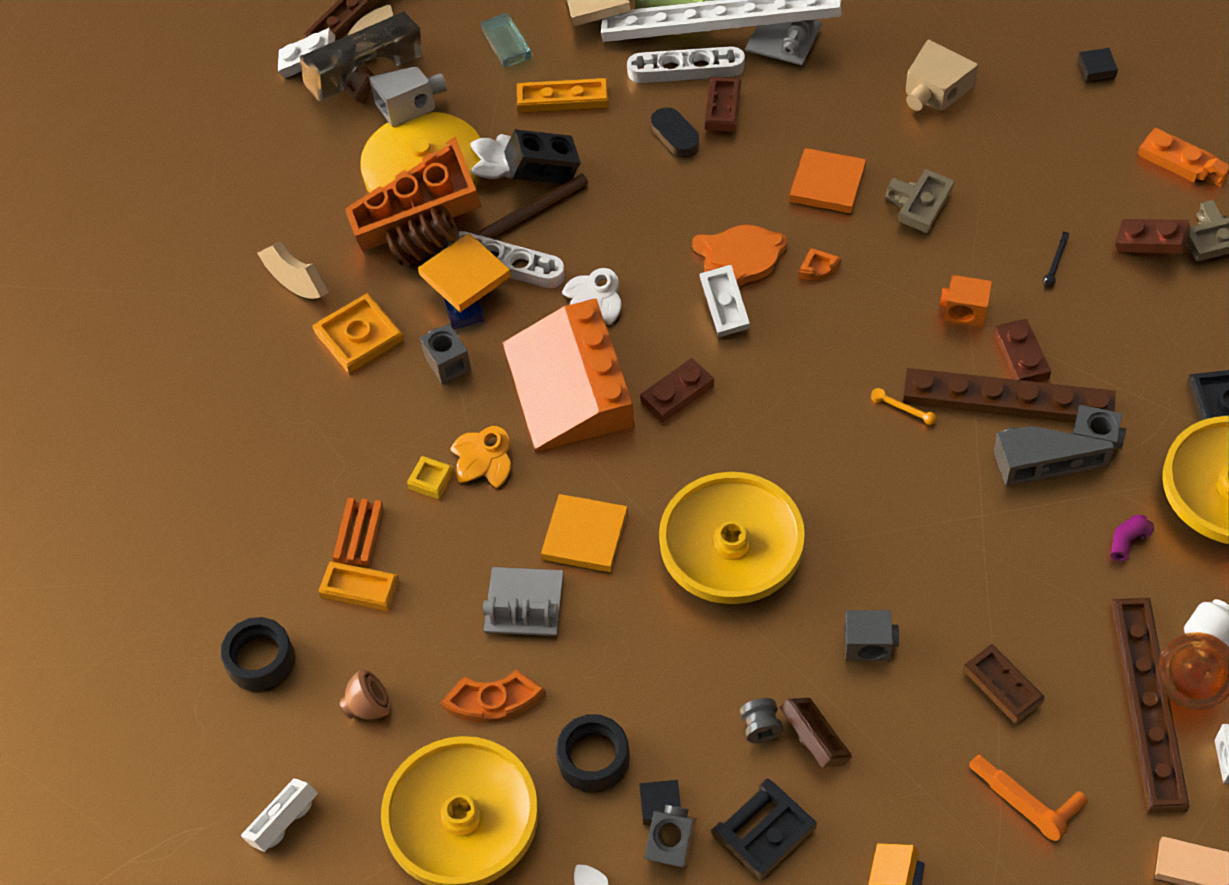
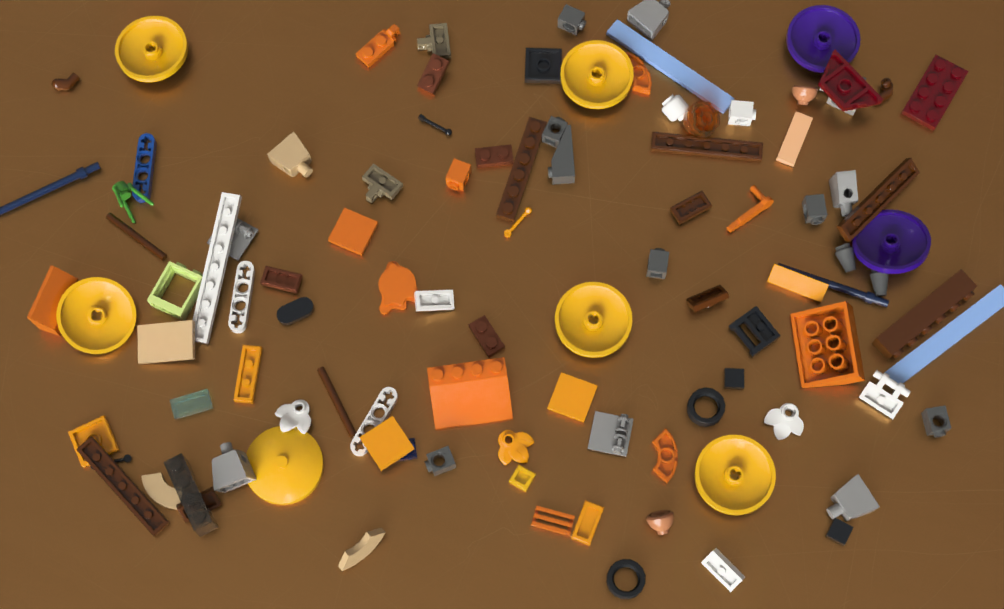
camera: 85 degrees left, 15 degrees up
(289, 56) = (175, 532): white plate -> none
(358, 333) = (411, 513): light orange tile -> none
(423, 237) = (356, 465): reddish brown piece -> none
(434, 183) = (326, 463): orange wedge -> none
(541, 156) = (306, 388): black brick -> none
(585, 288) = (415, 375): white plate -> none
(658, 849) = (765, 374): dark grey brick -> none
(761, 720) = (698, 322): dark grey wheel -> none
(818, 265) = (413, 247): orange tile -> none
(1097, 64) = (299, 71): black tile -> none
(1124, 534) = (613, 132): magenta arm -> none

